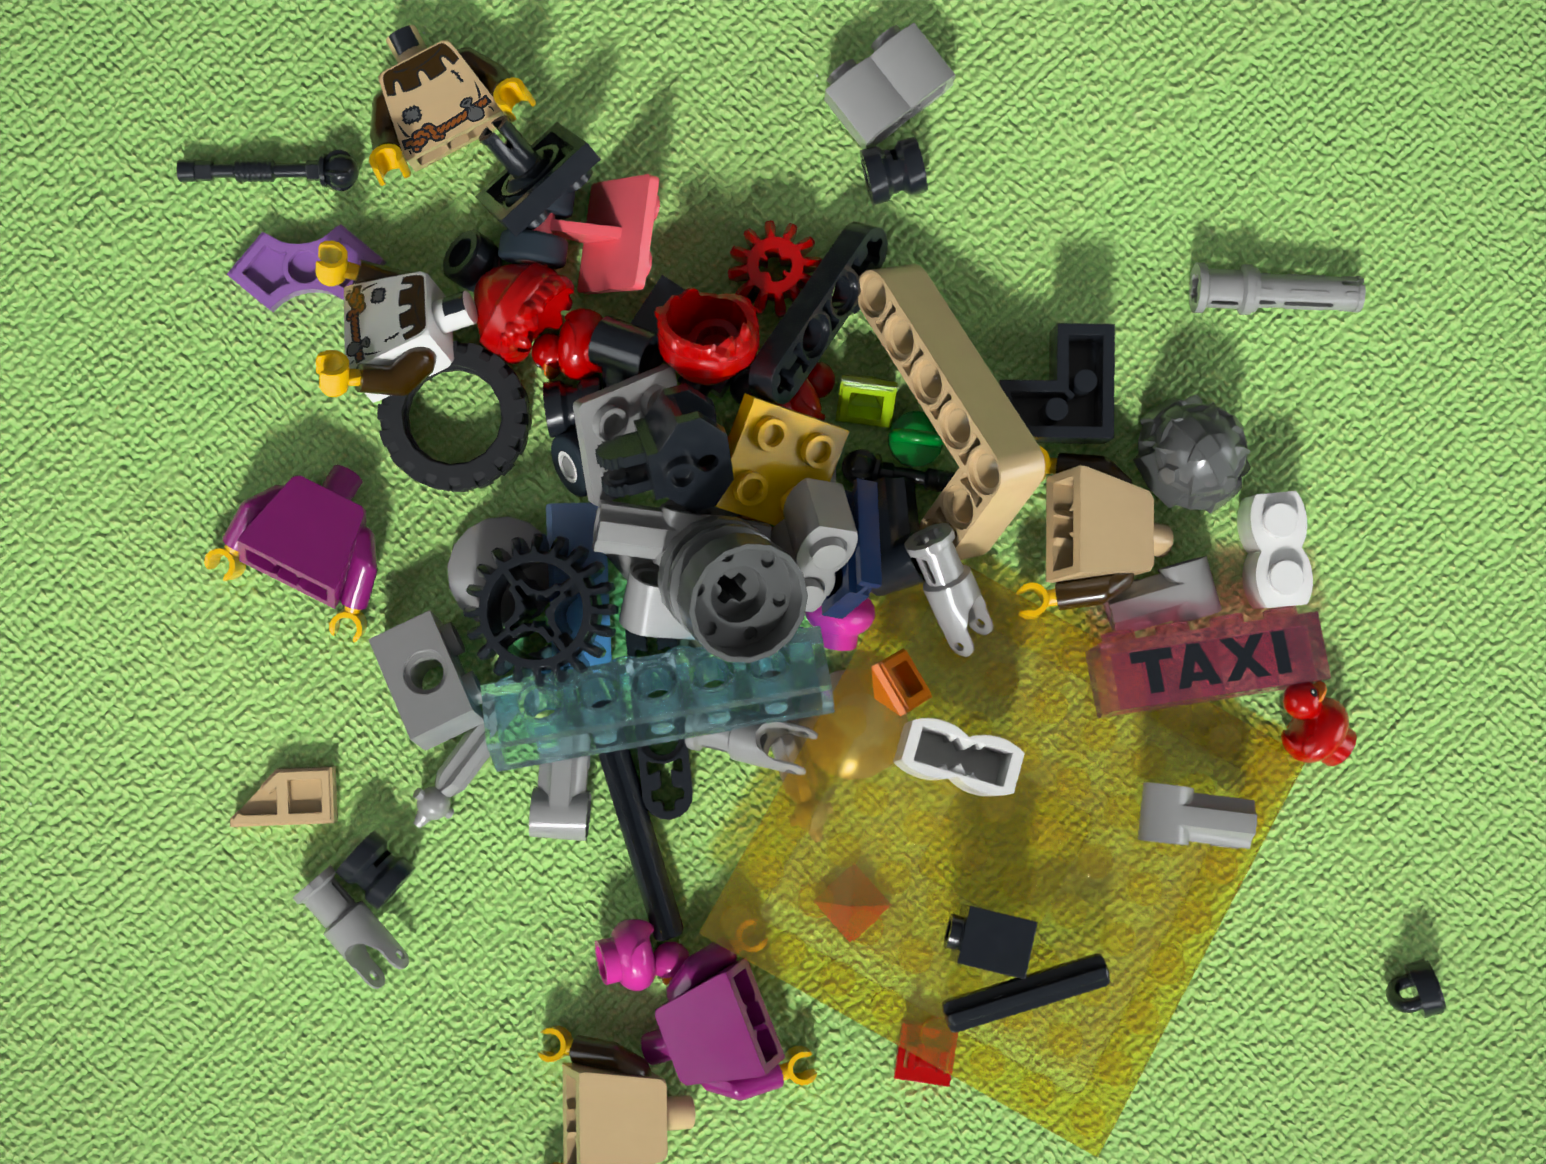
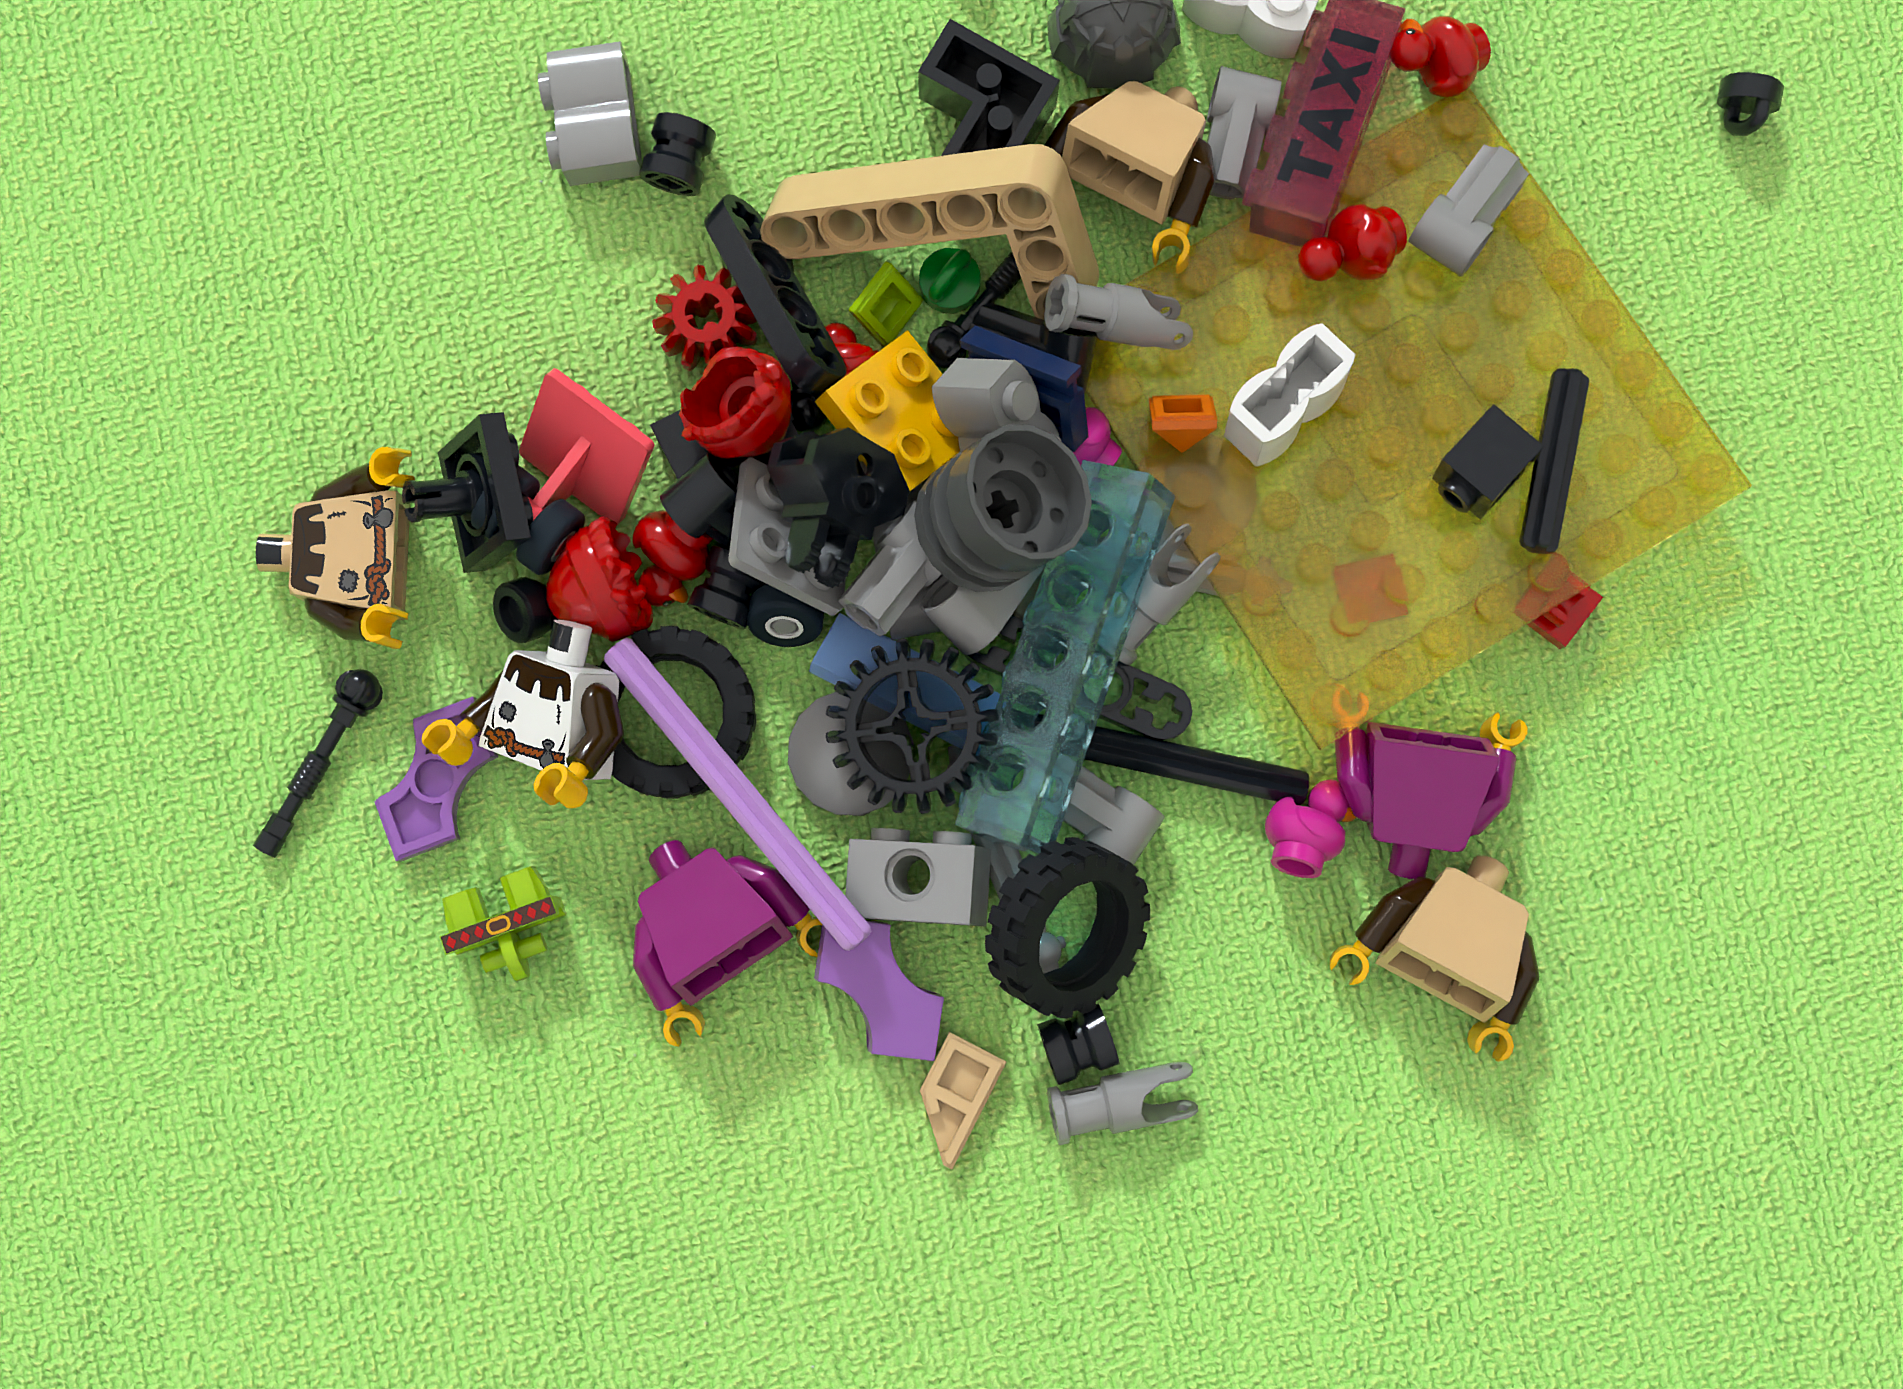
camera: 70 degrees left, 5 degrees down
(207, 362) = (472, 928): none -> lime hips
(325, 719) = (897, 1014): none -> medium lavender tile
(414, 506) = (738, 794): none -> lavender axle
(453, 777) = (1029, 903): none -> black tyre
(1117, 743) = (1358, 243): none -> red animal

